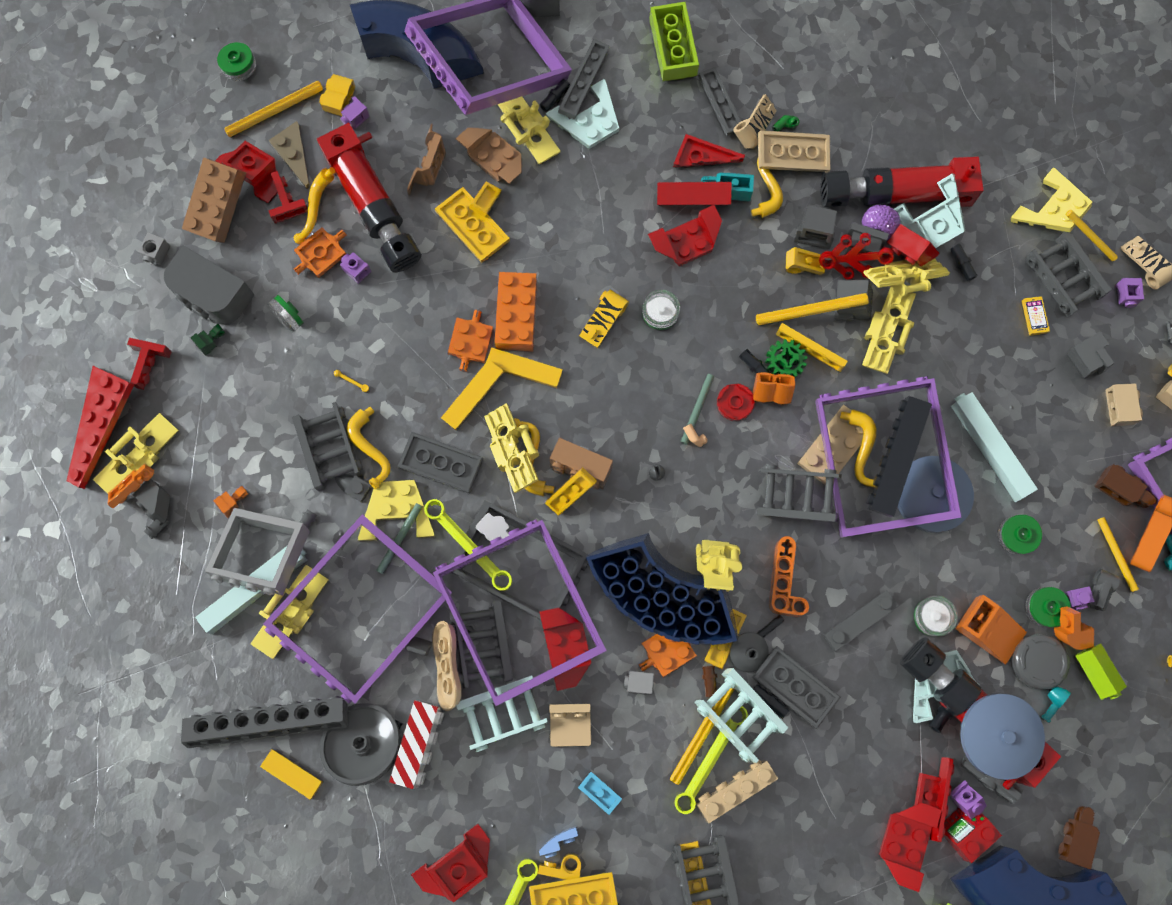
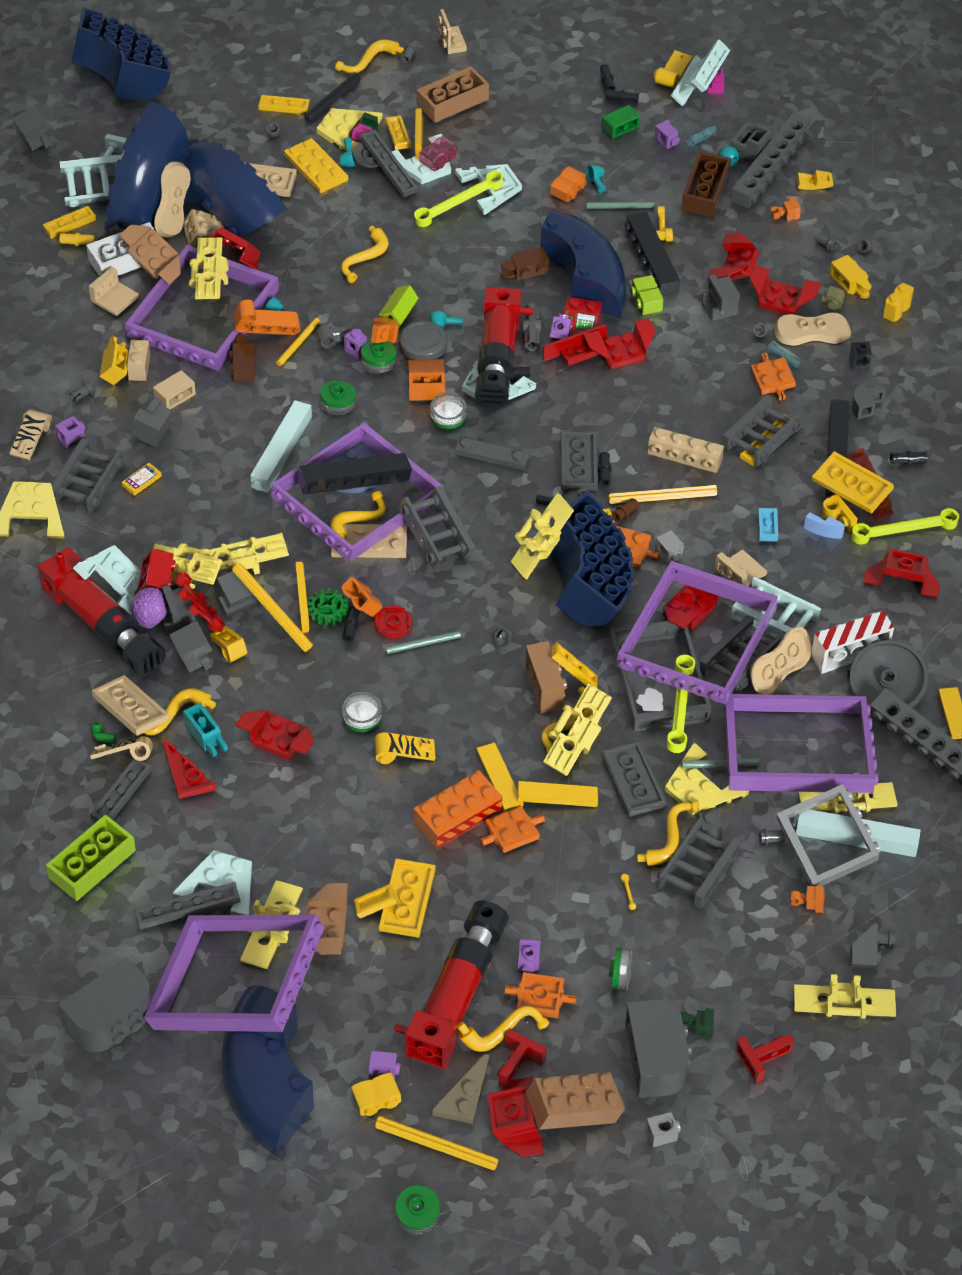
camera: 130 degrees left, 25 degrees down
(100, 412) = (838, 1049): wing -> none
(129, 485) = (874, 970): orange hinge -> none
(430, 163) = (378, 959): medium nougat piece -> none
(693, 437) = (449, 626): light nougat arm -> none
(694, 193) = (239, 746): red panel -> none
(707, 765) = (678, 479): neon yellow piece -> none
(760, 710) = (617, 466): light aqua fence -> none
(786, 576) = (508, 510): orange beam -> none
(963, 262) = (134, 544): black pin -> none
(1002, 736) = (505, 317): sand blue dish -> none
(1091, 235) = (42, 471): yellow bar -> none

